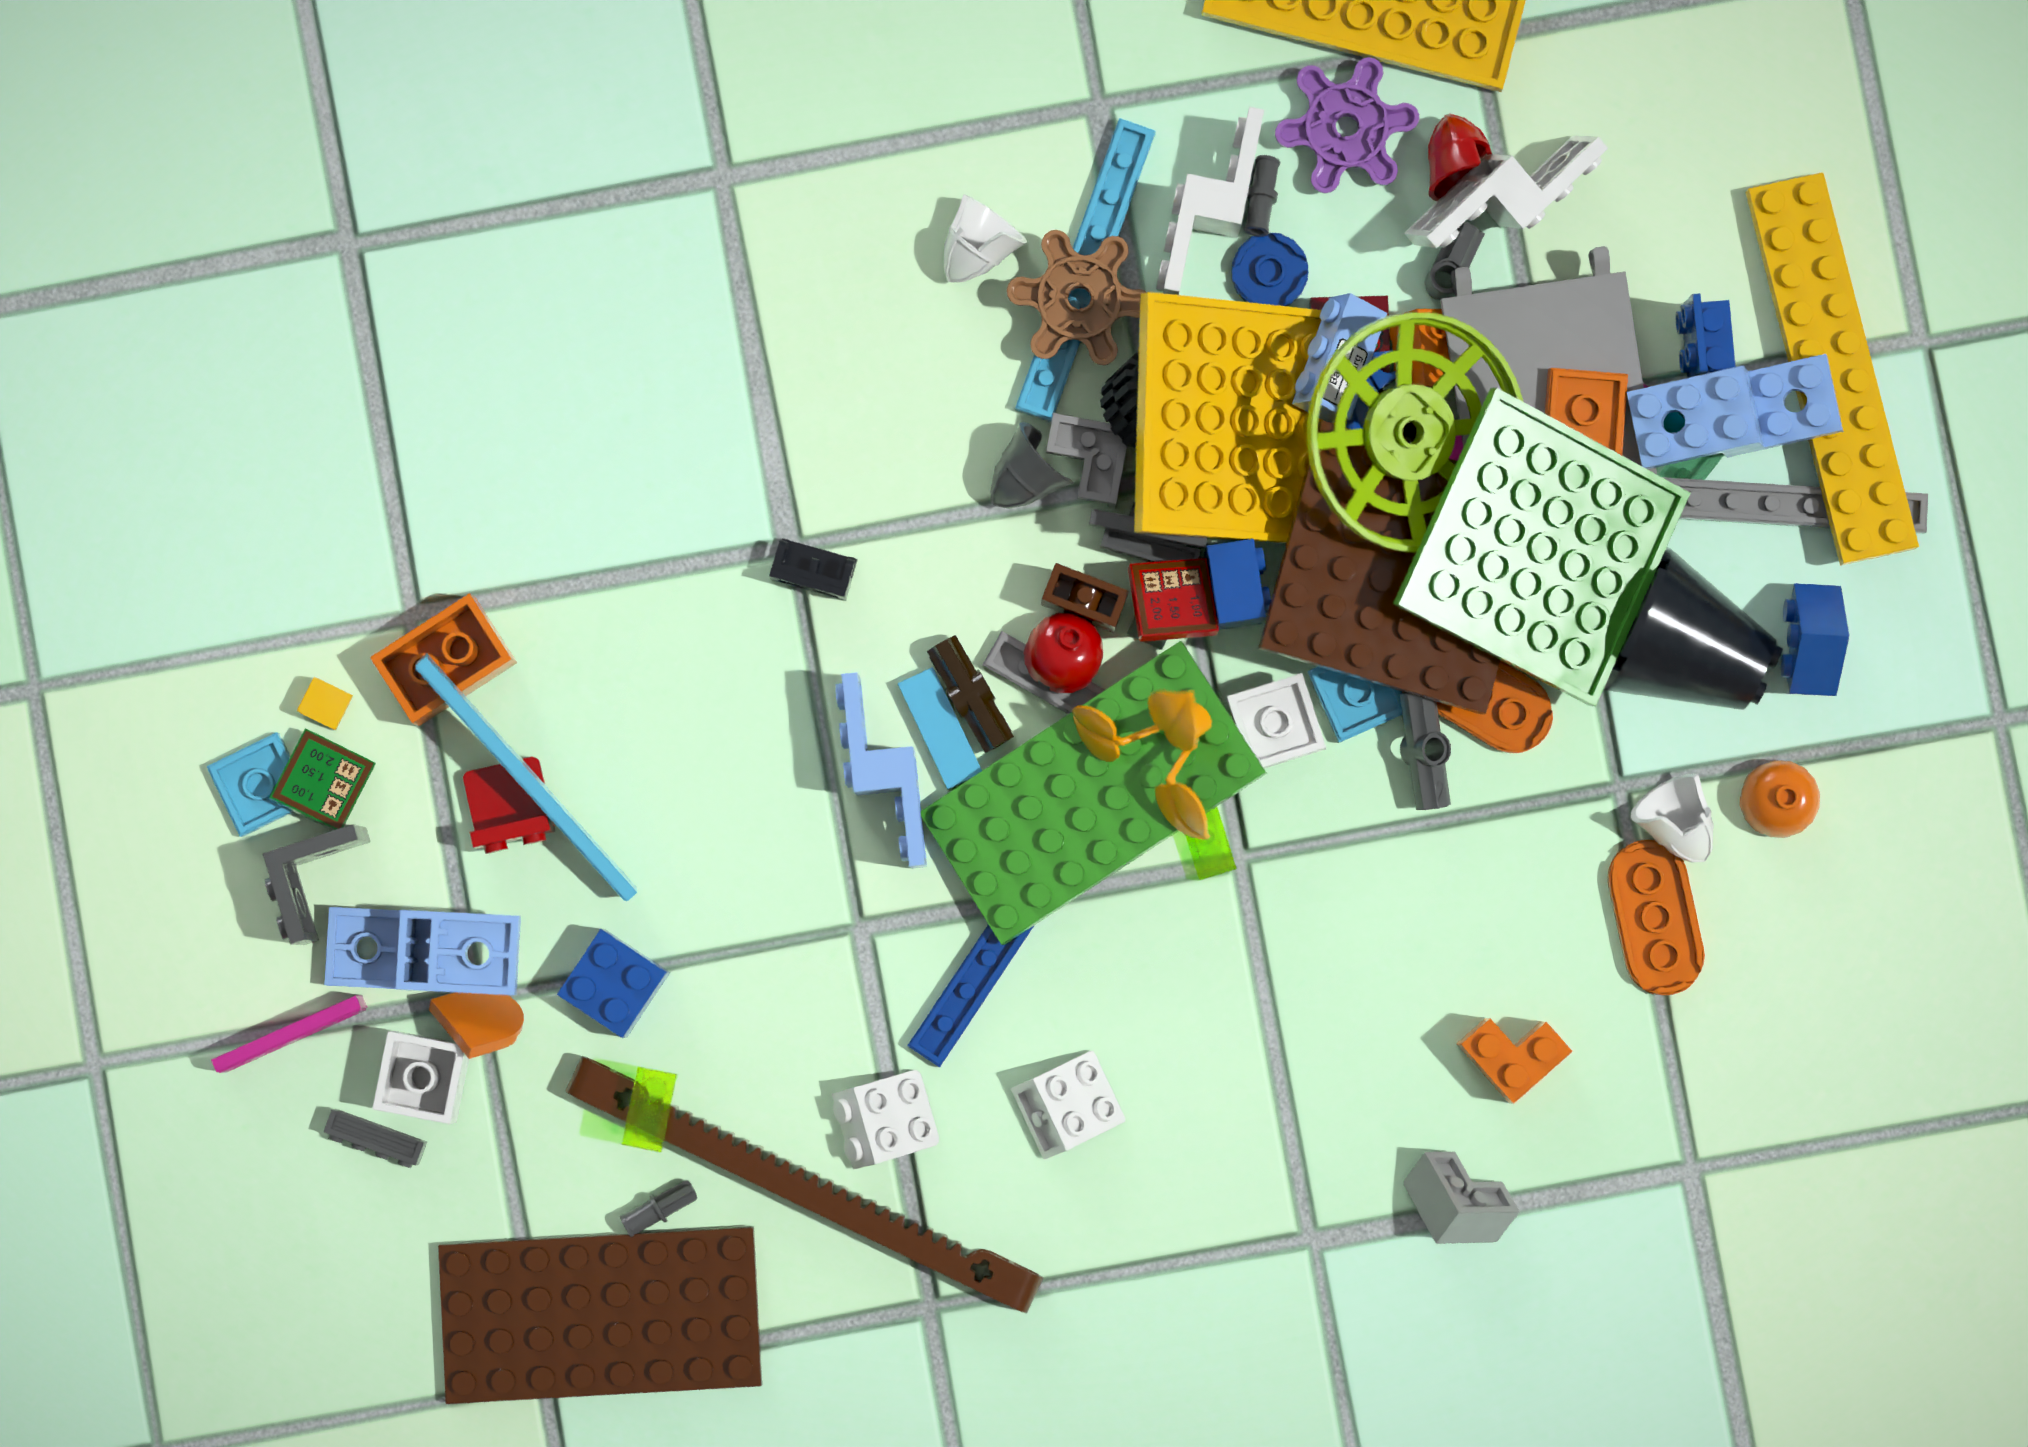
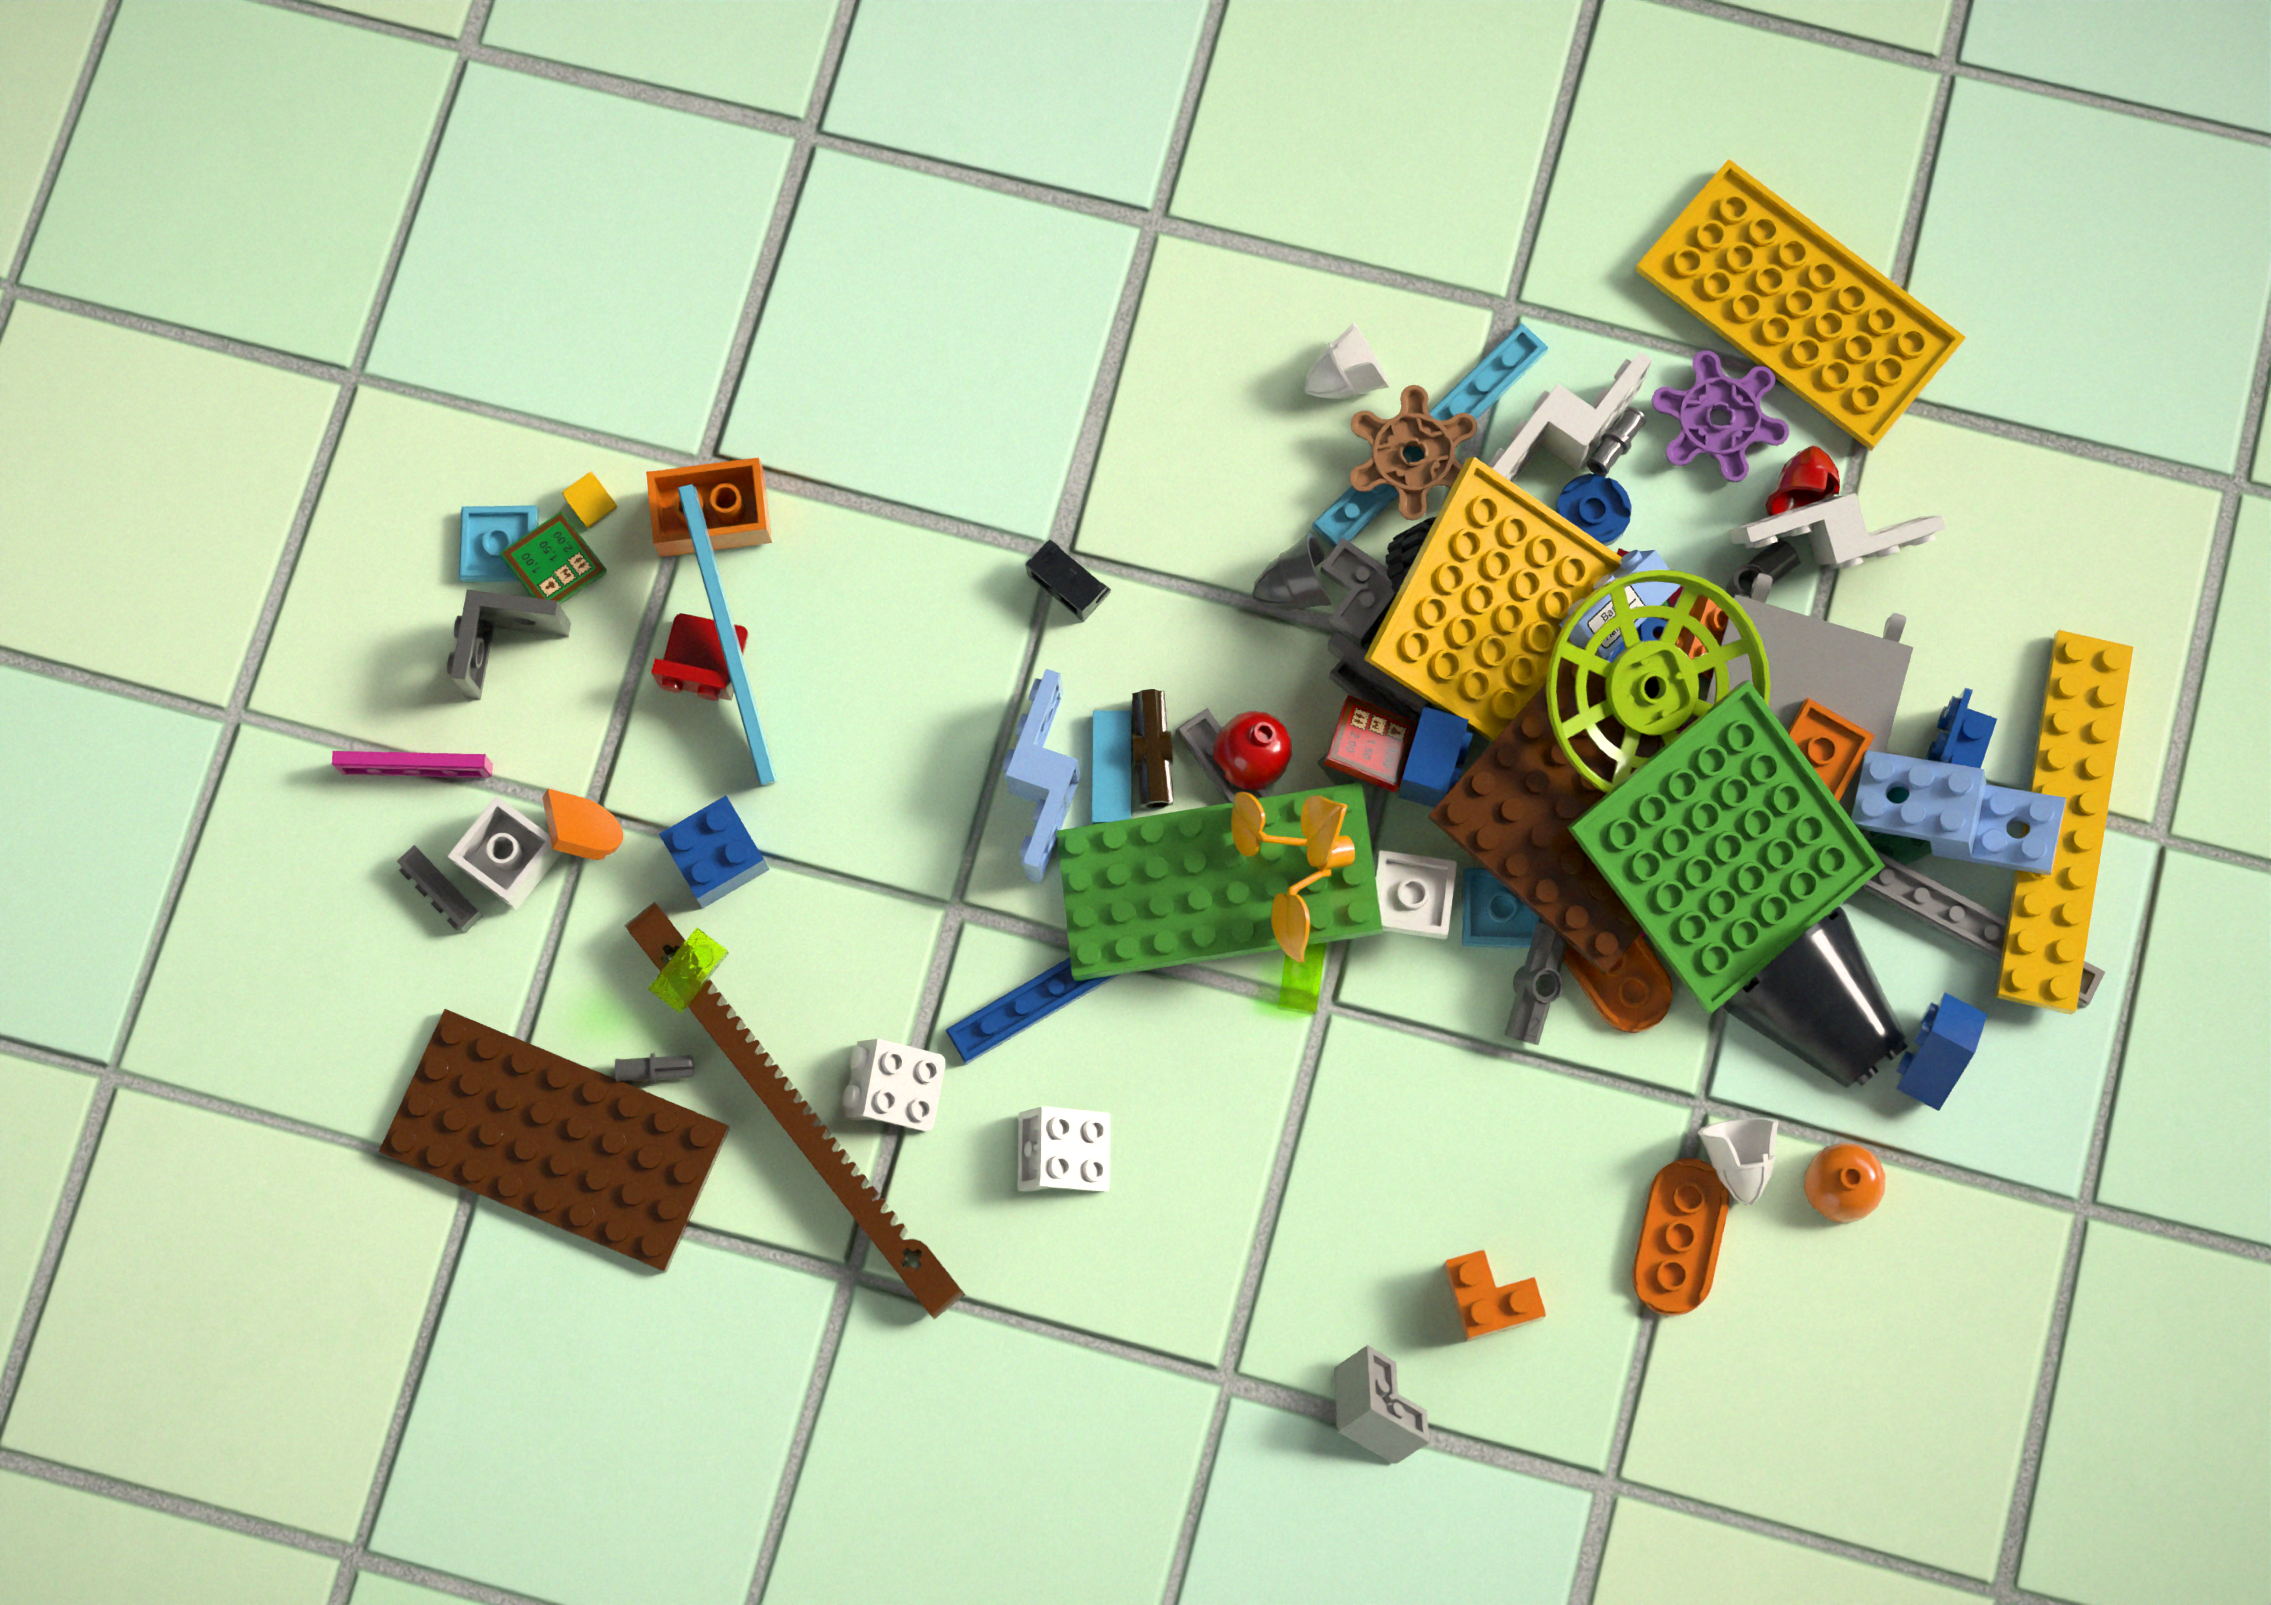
camera: 25 degrees right, 10 degrees down
(422, 950) = (563, 743): light blue bracket -> none
(1085, 596) = (1296, 708): reddish brown brick -> none

